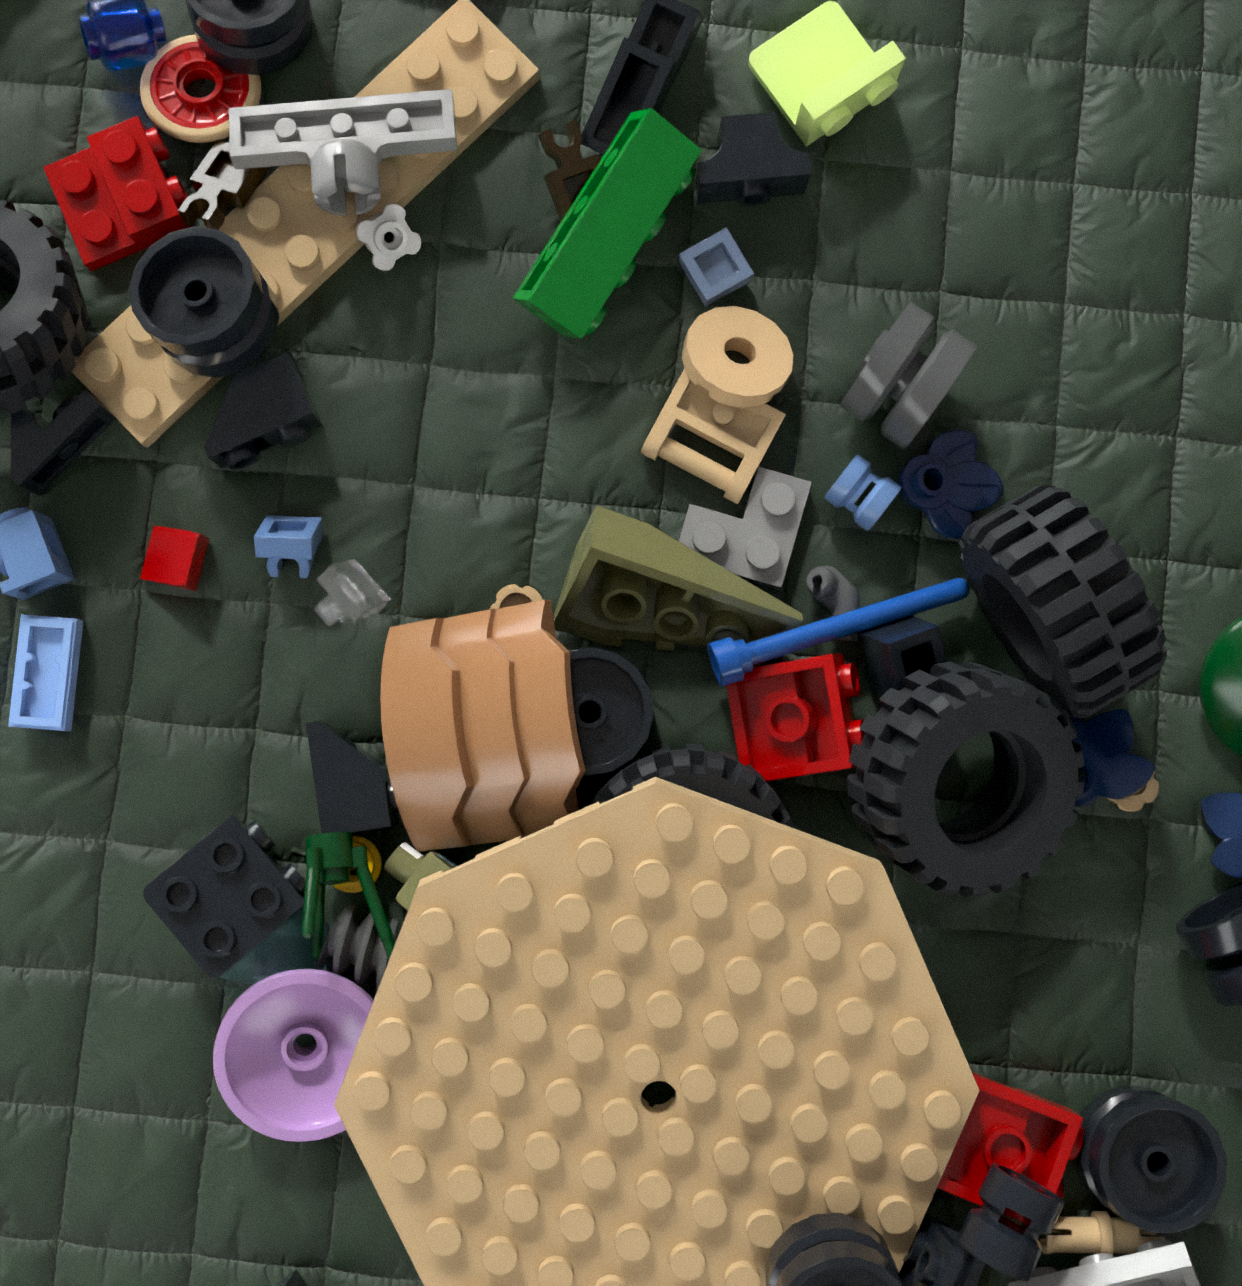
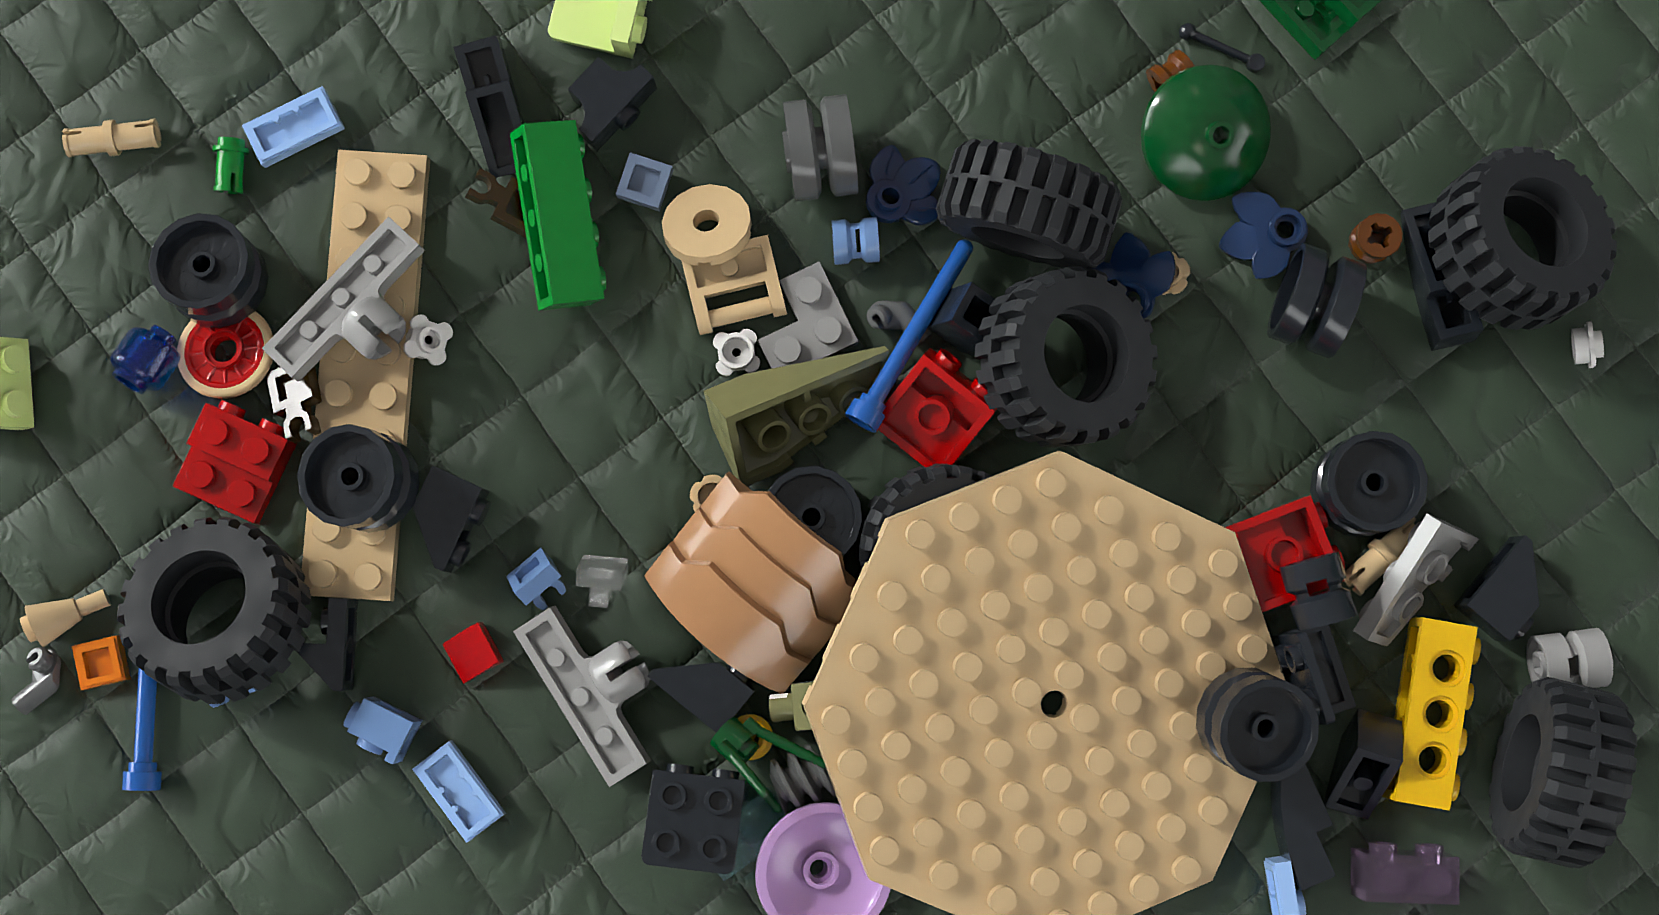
camera: 40 degrees left, 0 degrees up
(244, 689) = (589, 691): none -> light grey plate
(657, 482) = (727, 343): none -> white plate

